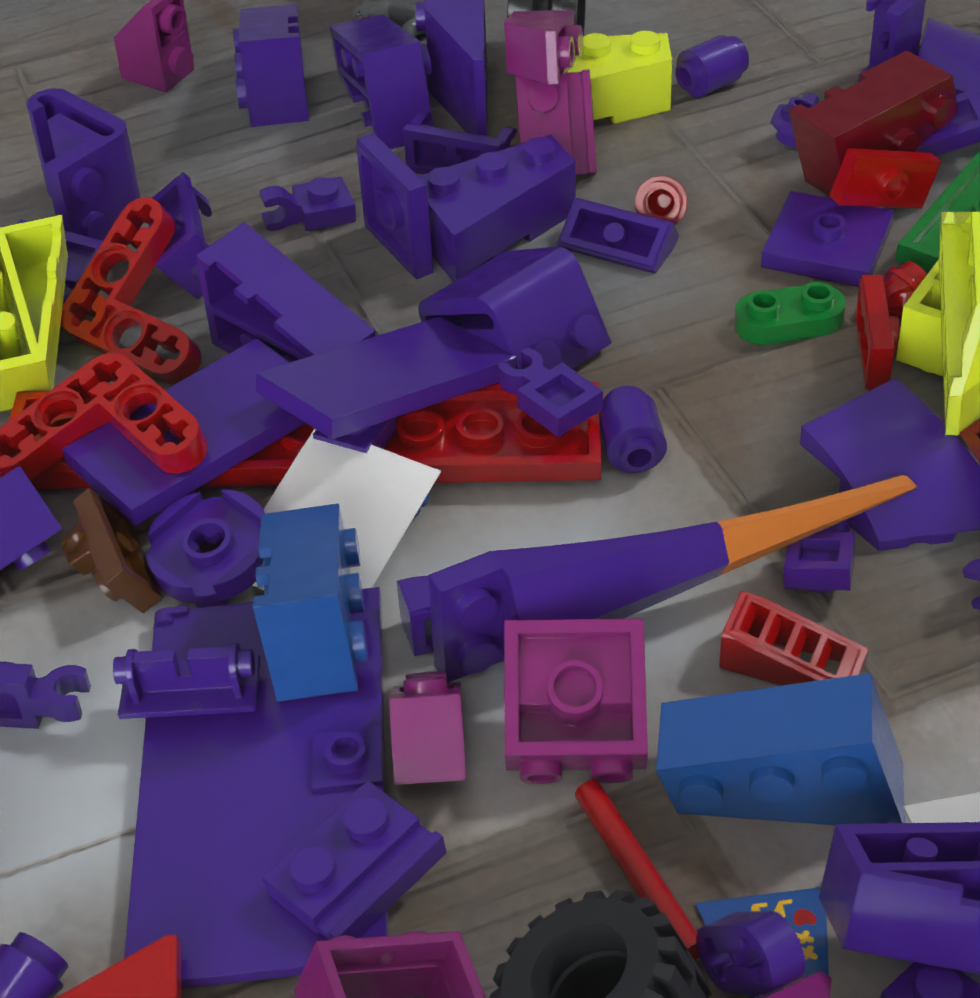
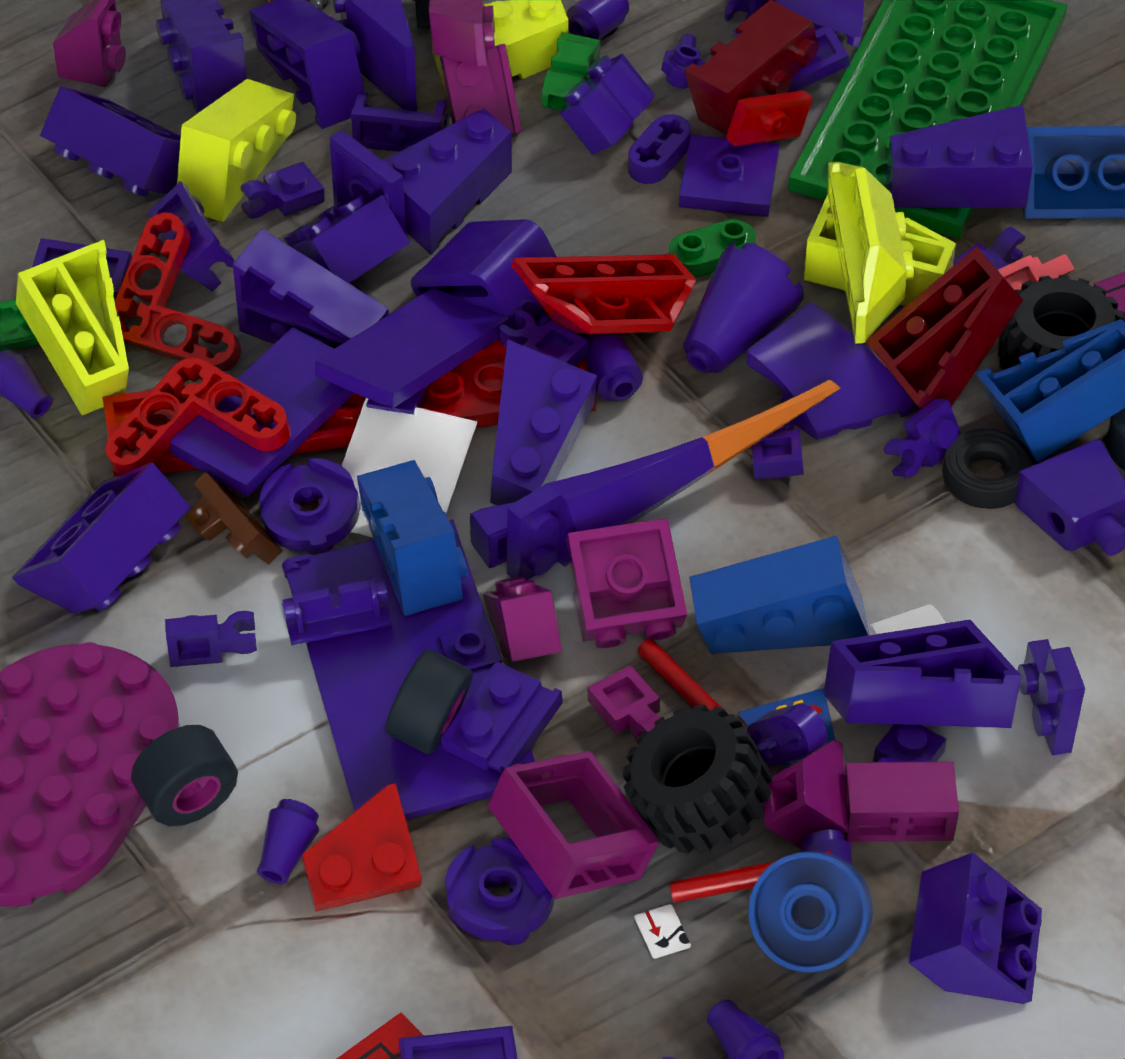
camera: 15 degrees left, 5 degrees up
(83, 161) = (87, 174): dark purple piece -> none
(162, 138) = (113, 141): none -> dark purple slope
(253, 821) = (428, 701): none -> black wheel
(263, 145) = (233, 143): none -> neon yellow wedge
(361, 255) = (351, 237): none -> dark purple slope
(514, 475) = (538, 420): none -> dark purple wedge
(537, 863) = (625, 702): none -> magenta plate
(618, 235) = (554, 192): dark purple slope -> none
(641, 338) = (608, 291): none -> red wedge
(661, 123) = (568, 68): none -> green leg
(662, 199) = (586, 158): plate -> none
(698, 145) = (606, 102): none -> dark purple brick
(749, 203) = (651, 144): none -> dark purple beam
(760, 624) = (745, 508): red slope -> none
(807, 371) = (740, 306): none -> dark purple cone
(876, 331) = (780, 243): red plate -> none
(900, 285) = (799, 218): red plate -> none

